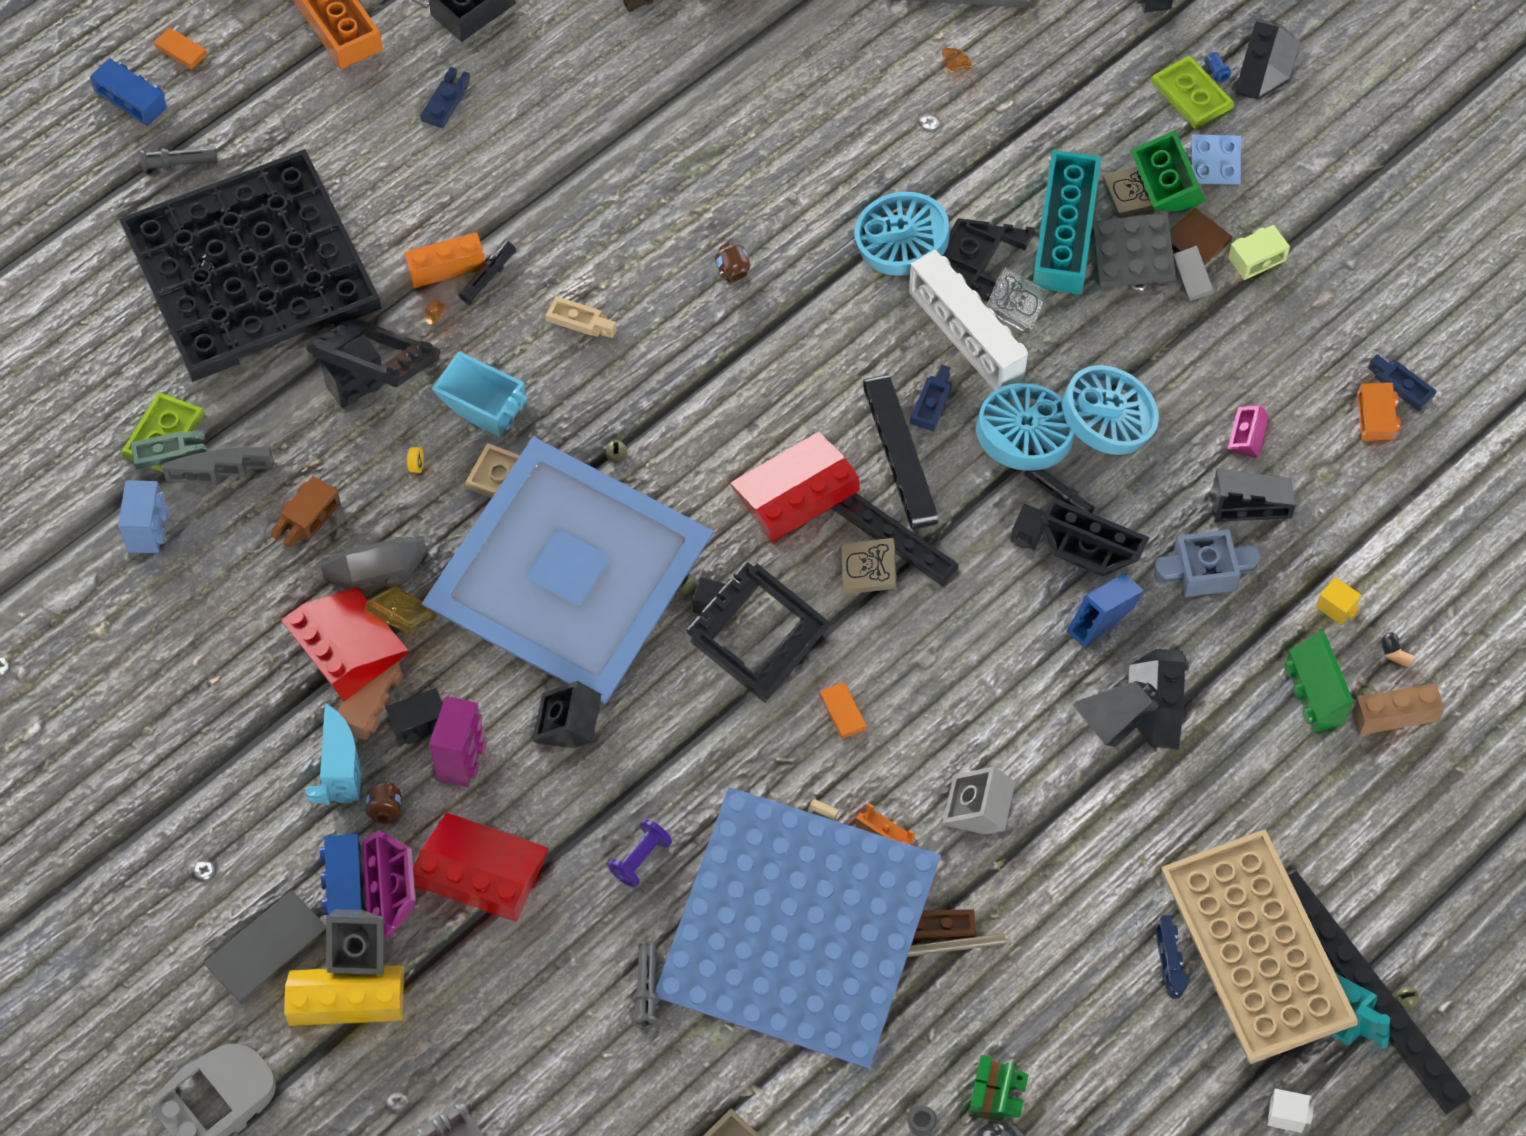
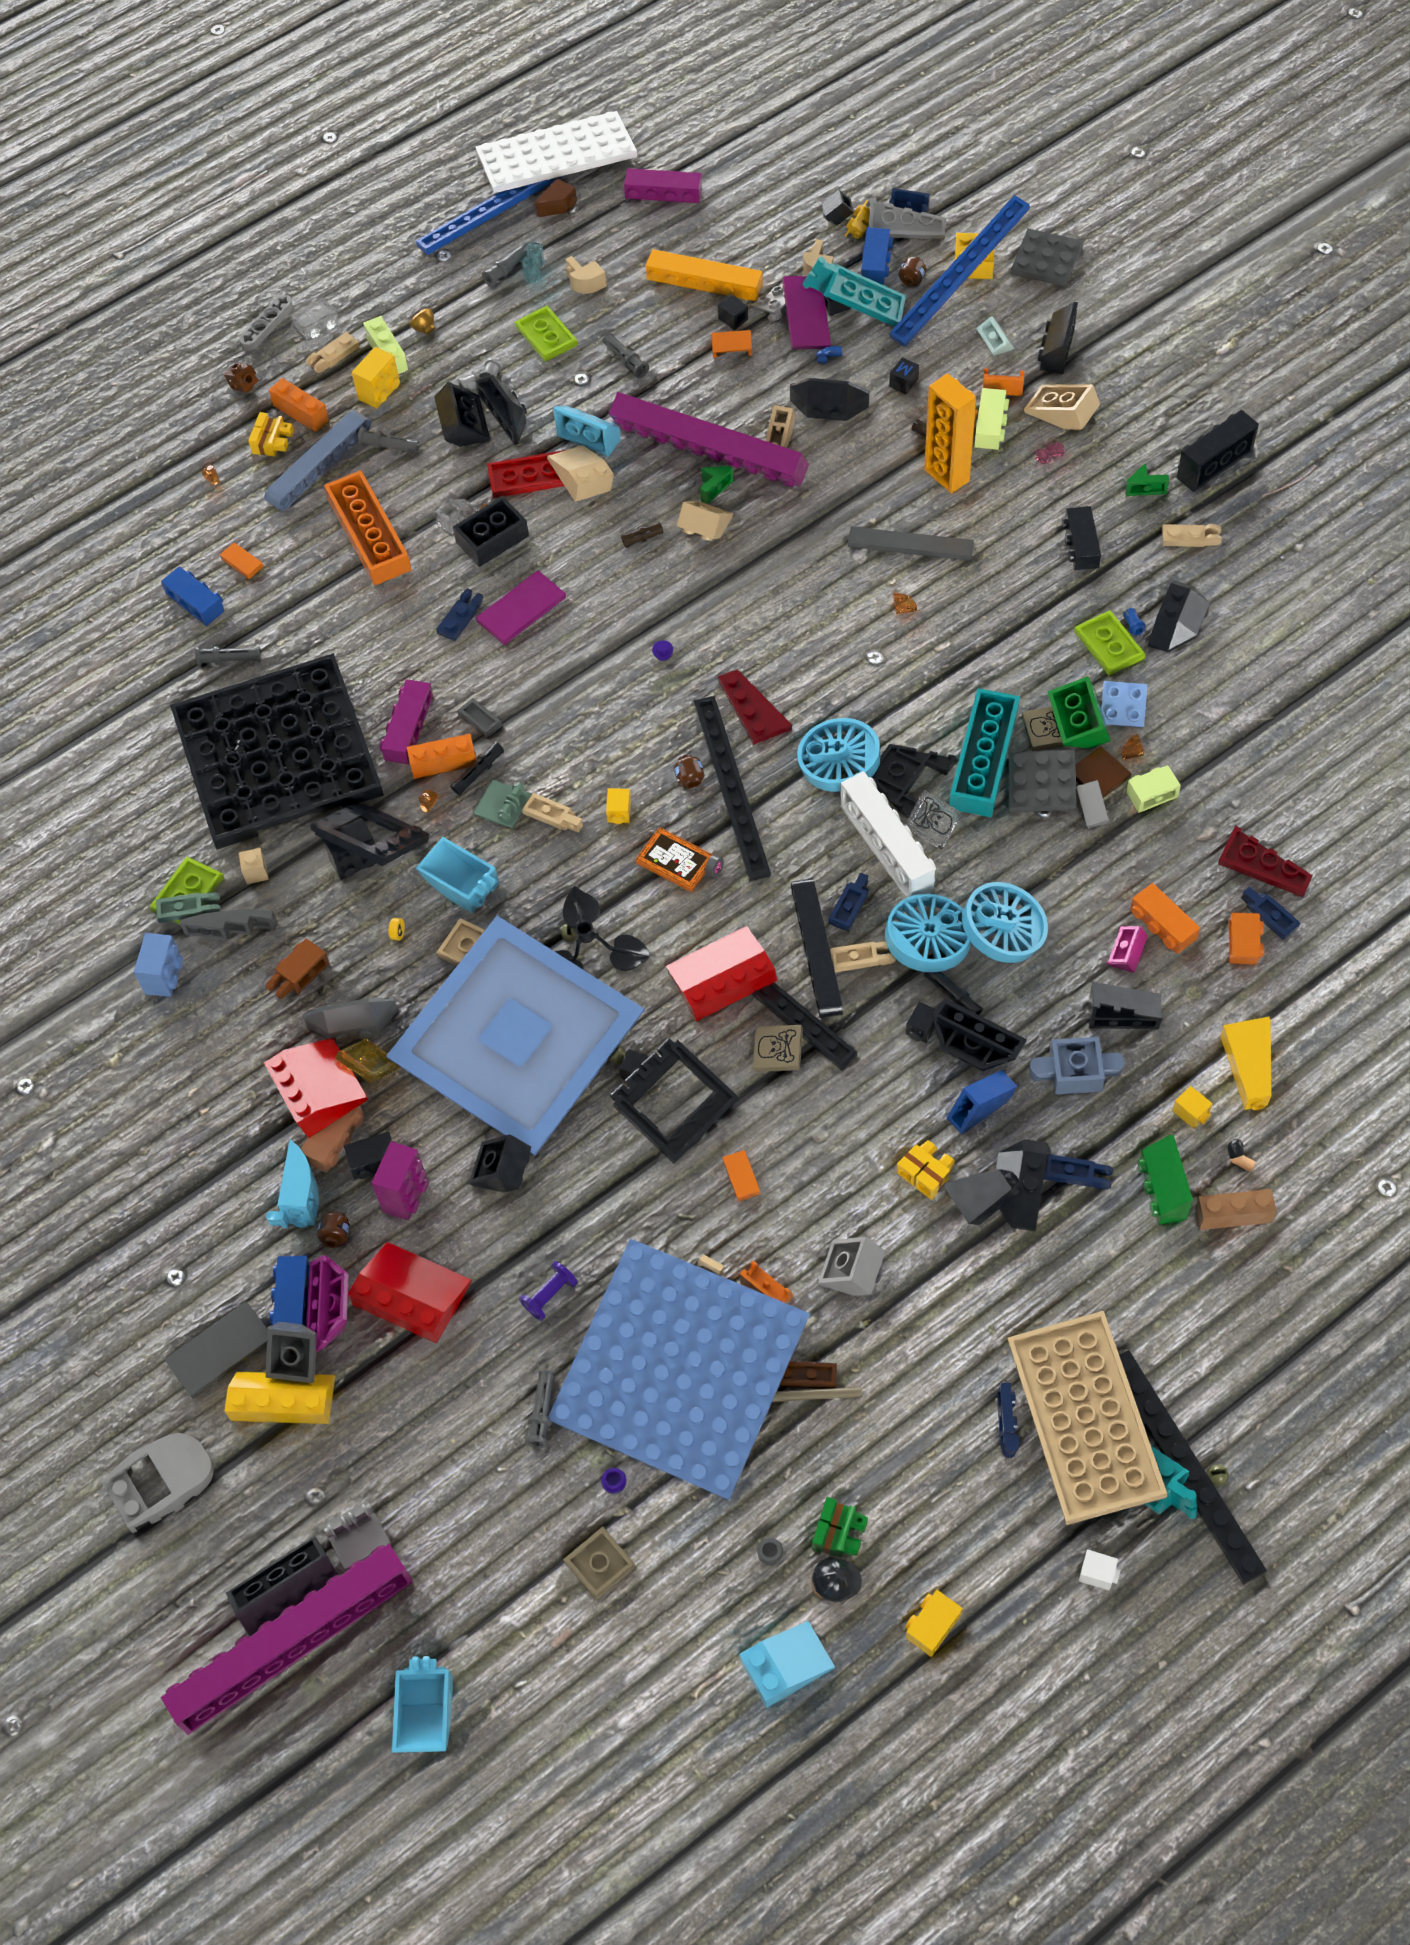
camera: 10 degrees right, 0 degrees up
(239, 397) = (253, 866): none -> tan brick
(398, 222) = (406, 720): none -> magenta brick
(482, 214) = (479, 718): none -> dark grey tile
(515, 86) = (521, 607): none -> magenta tile
(521, 310) = (503, 803): none -> sand green hinge
(629, 426) = (579, 913): none -> black plant
(656, 305) = (618, 805): none -> yellow brick
(686, 126) = (662, 650): none -> dark purple plate
(727, 362) = (674, 859): none -> tile
(737, 1057) = (613, 1480): none -> dark purple plate
(773, 367) = (714, 866): none -> dark grey tile
(784, 278) = (732, 789): none -> black plate
(798, 189) = (754, 711): none -> dark red wing
(952, 457) = (860, 956): none -> tan hinge
(1048, 689) = (925, 1171): none -> yellow hips
(1219, 680) = (1077, 1171): none -> dark blue hinge
(1230, 208) = (1132, 748): none -> clear orange tile
(1286, 395) = (1164, 918): none -> orange brick
(1390, 329) = (1256, 861): none -> dark red wing
(1397, 545) = (1249, 1057): none -> yellow slope

